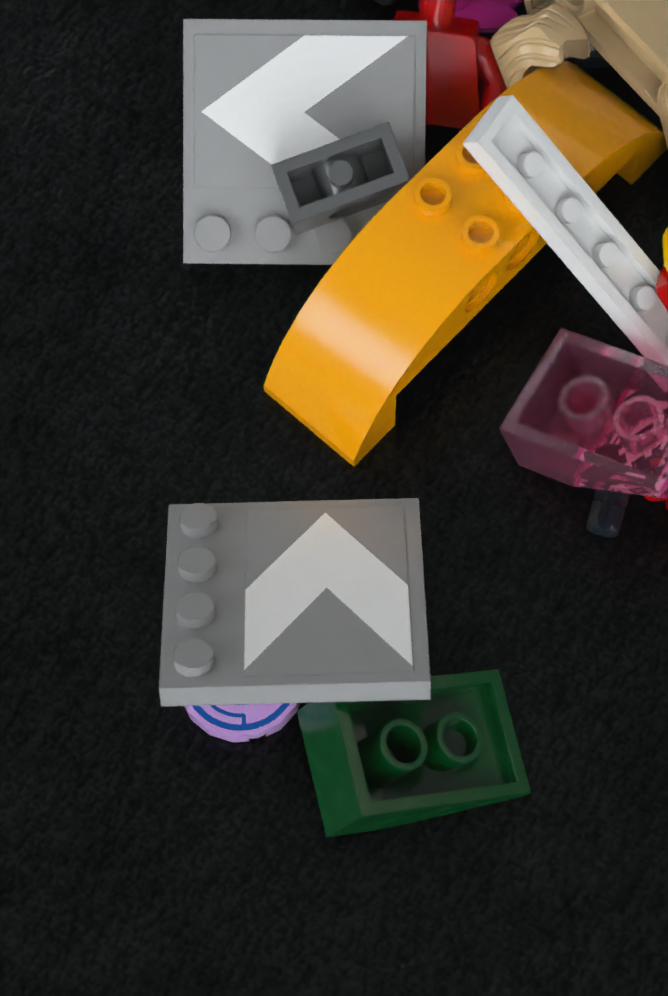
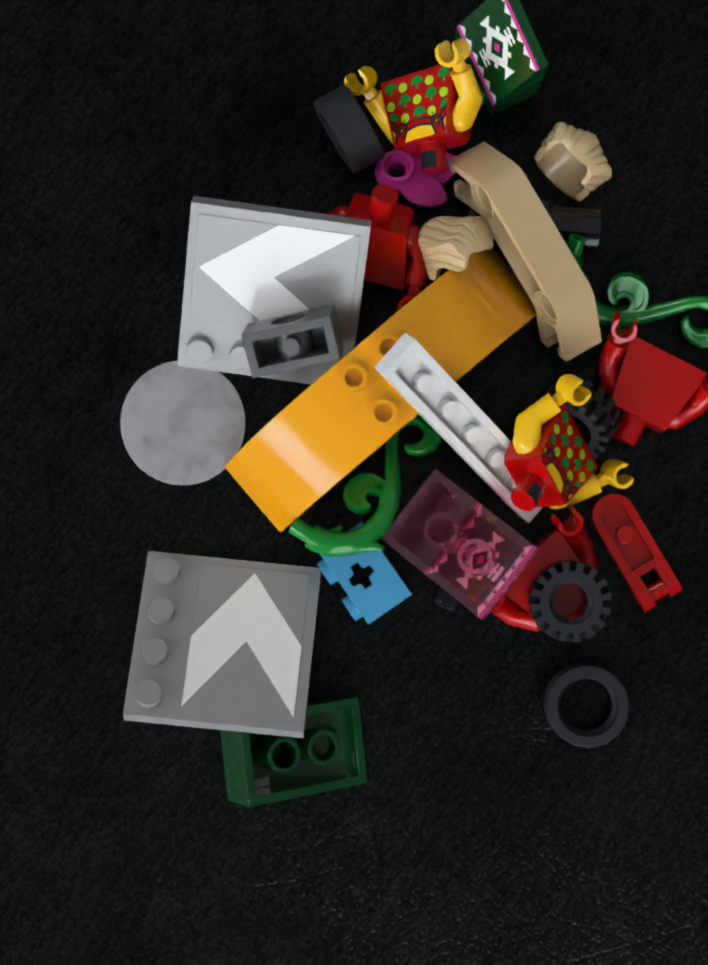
camera: 10 degrees right, 20 degrees up
(197, 341) = (182, 423): none -> flat silver sticker
(460, 377) = (388, 491): none -> green plant
(474, 463) = (378, 597): none -> dark azure brick

